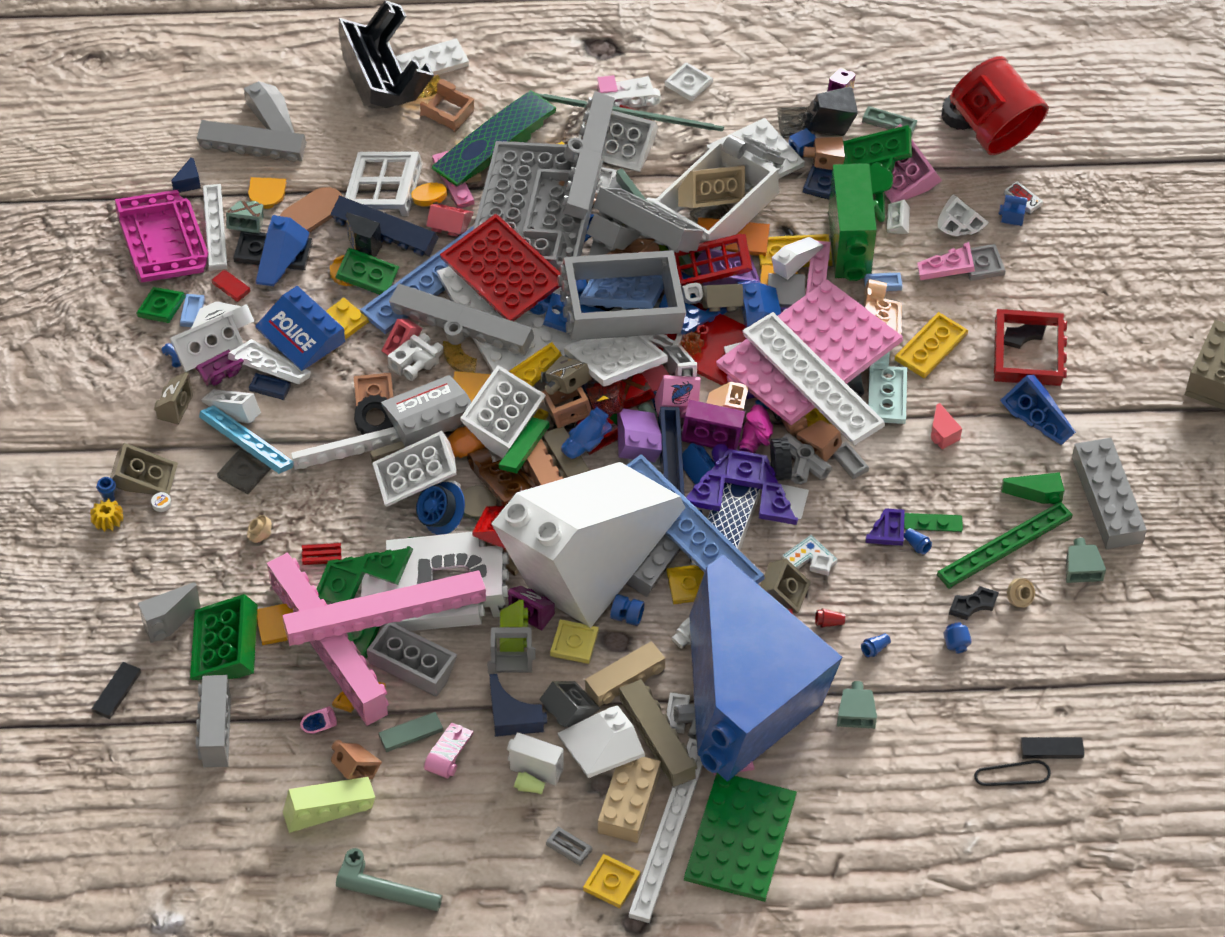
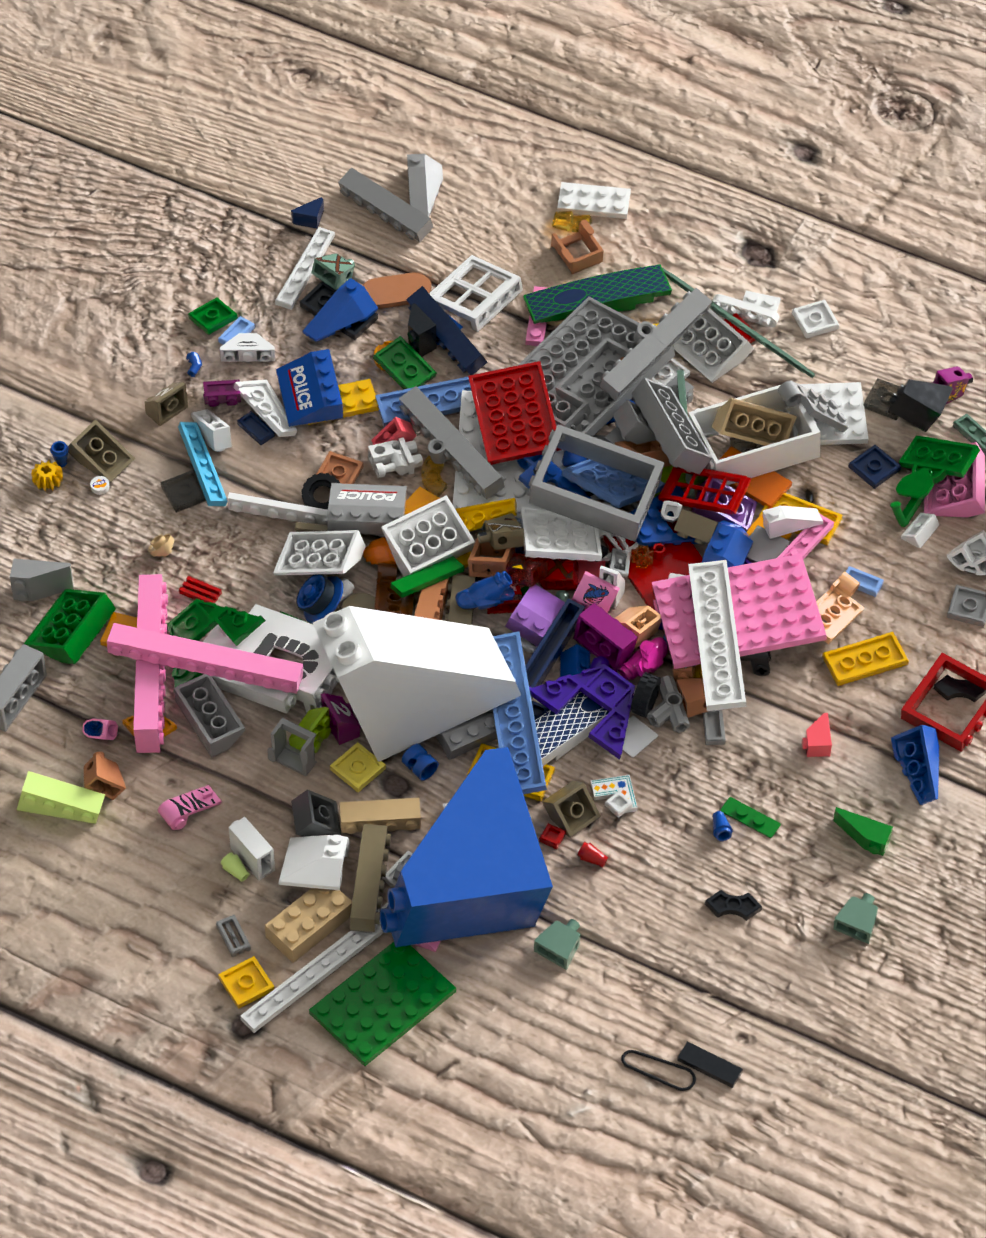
camera: 30 degrees right, 0 degrees up
(161, 235) = (253, 256): dark pink slope -> none
(231, 285) = (283, 325): red tile -> none
(233, 320) = (258, 354): white hinge -> none
(267, 191) = (370, 256): light orange tile -> none
(353, 879) = (39, 871): sand green axle -> none
(373, 61) = (536, 183): black wedge -> none
(410, 731) = (169, 776): sand green tile -> none
(429, 193) = (506, 319): light orange tile -> none
(448, 219) = (506, 348): coral slope -> none
(513, 715) = (260, 804): dark blue arch -> none
(606, 84) = (734, 289): bright pink brick -> none
(800, 140) = (878, 421): blue brick -> none
(826, 152) = (892, 439): nougat torso -> none
(852, 221) = (860, 510): green brick -> none
(873, 645) = (615, 897): blue cone -> none
(888, 529) = (703, 802): dark purple wing -> none
(897, 384) = (789, 669): light aqua hinge -> none
(952, 263) = (936, 593): bright pink wing -> none
(957, 637) = (693, 927): blue head -> none
(1004, 545) = (800, 868): green tile -> none
(1020, 592) = (779, 916): tan plate -> none
(1109, 493) = (928, 868): light grey brick -> none

